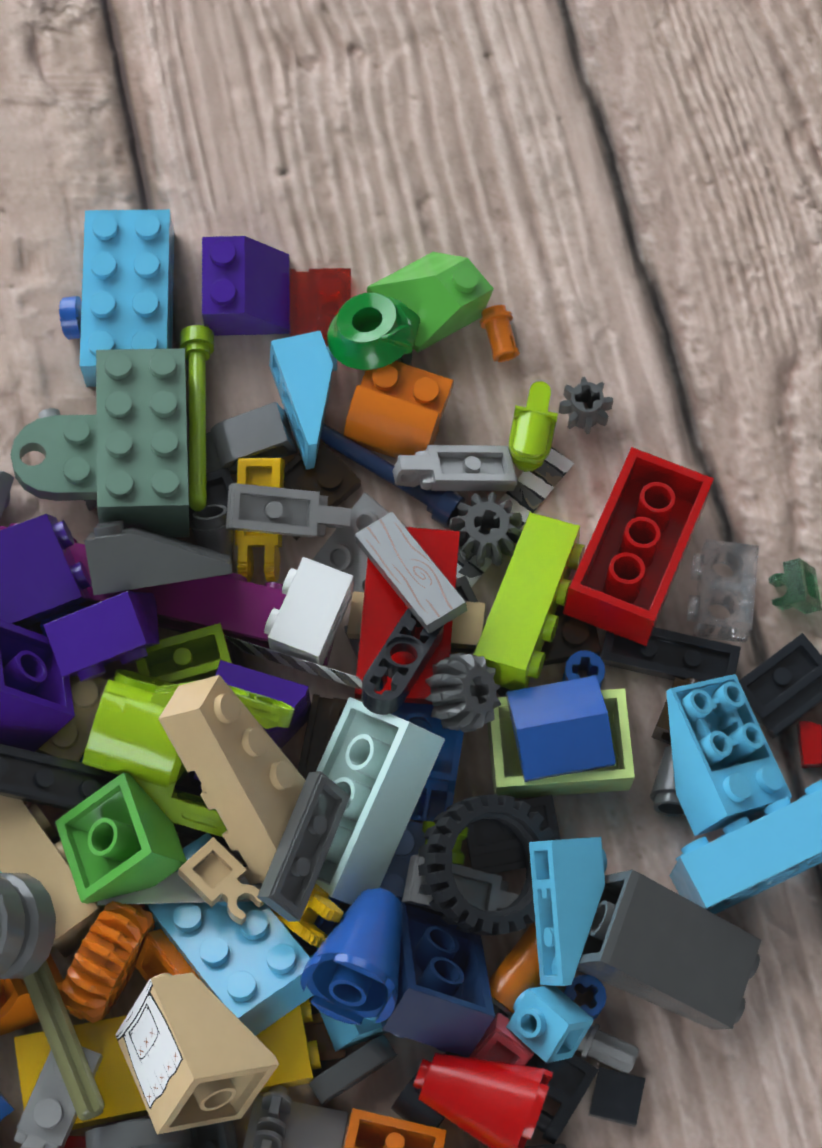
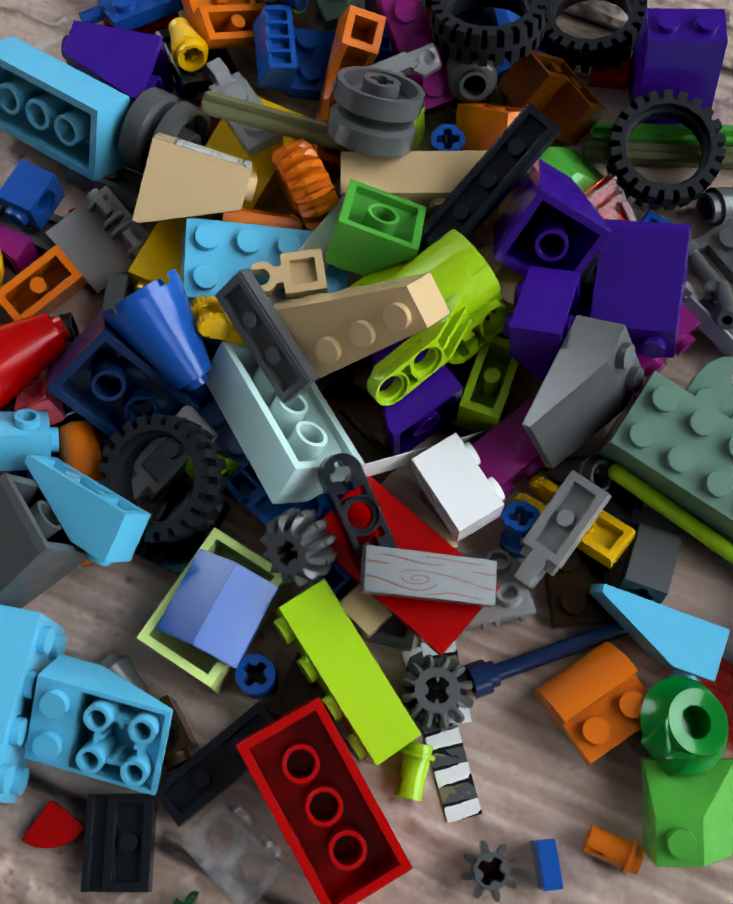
camera: 130 degrees right, 0 degrees up
(288, 551) = (511, 534): none -> blue bush
(457, 468) = (505, 710): light grey hinge -> none
(532, 429) = (499, 804): lime arm -> none
(550, 366) = (547, 864): none -> blue tile
(560, 506) = (414, 770): none -> lime pin

